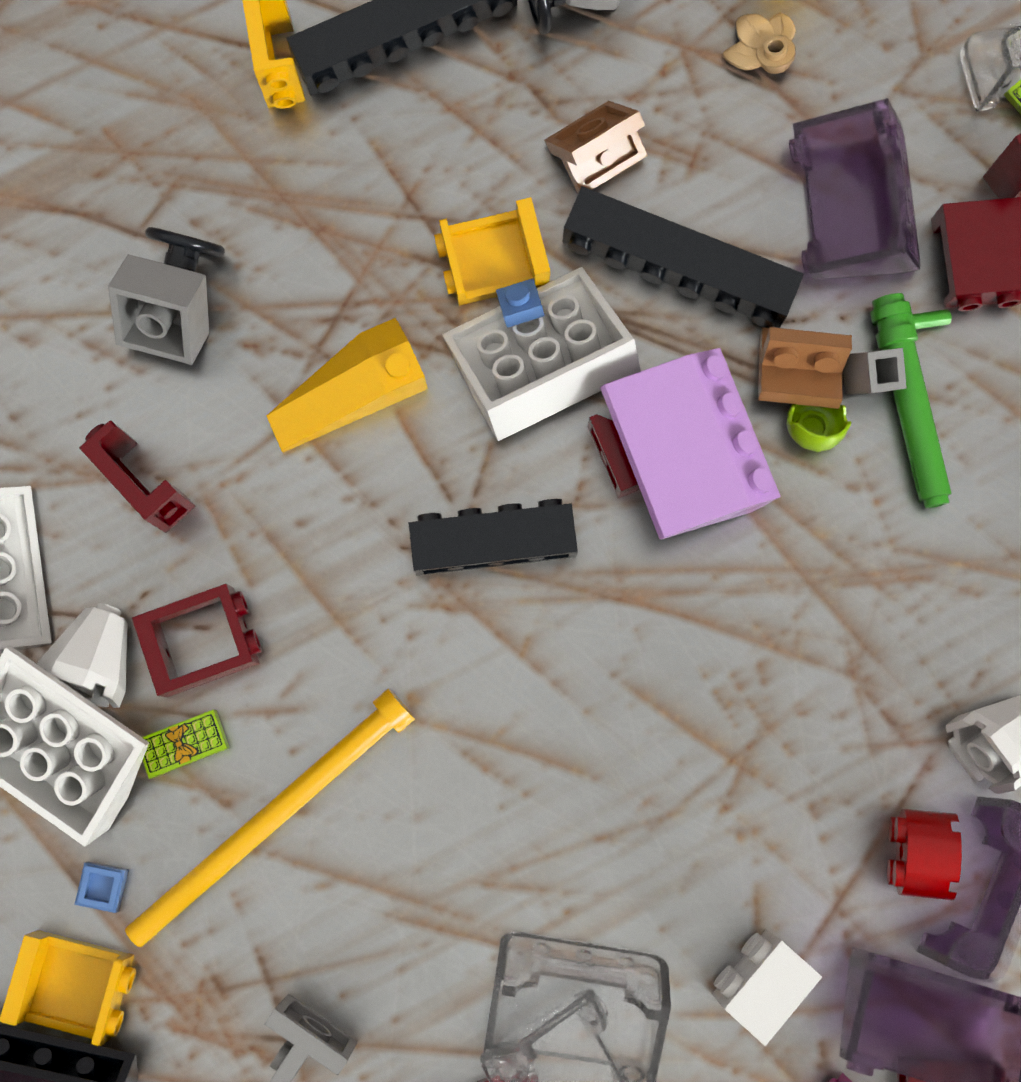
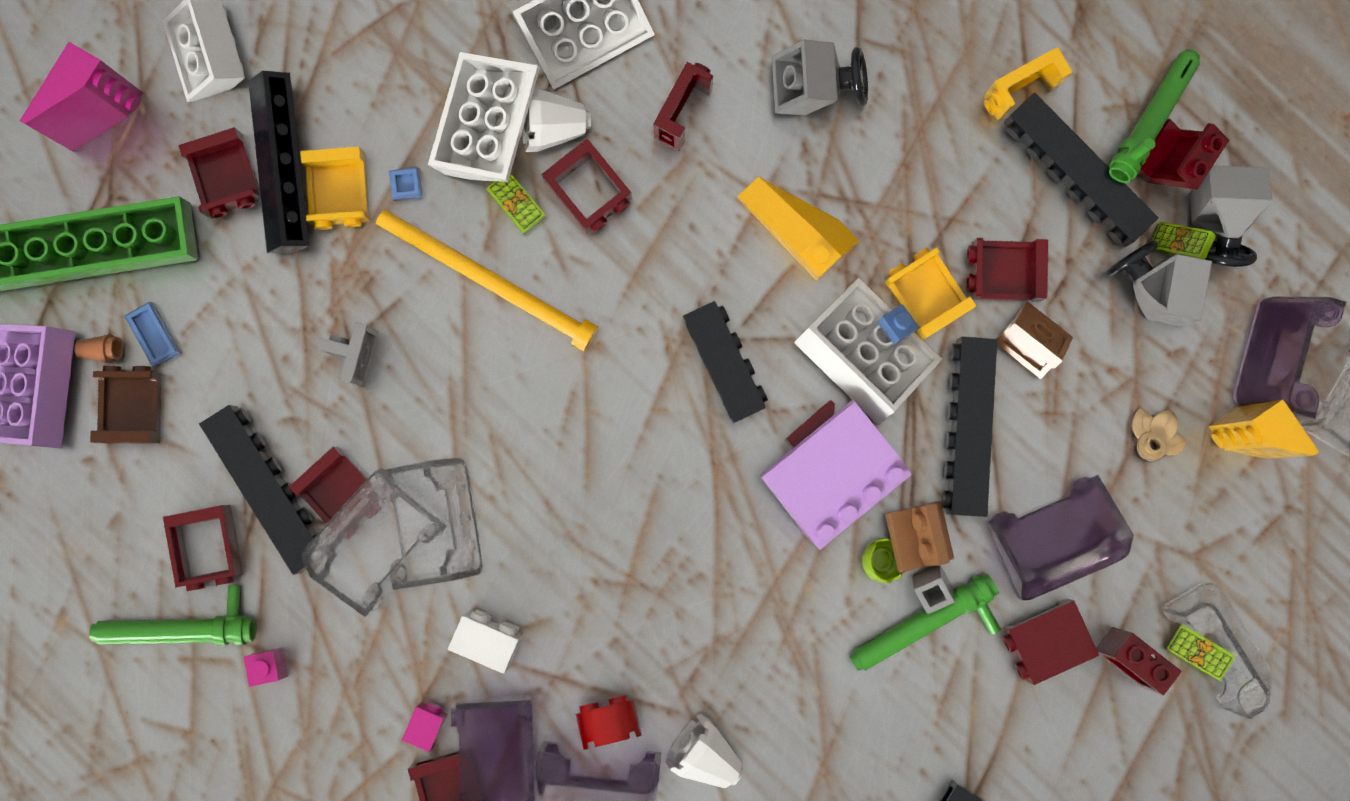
camera: 70 degrees right, 5 degrees up
(498, 147) = (1008, 270): none -> dark red panel

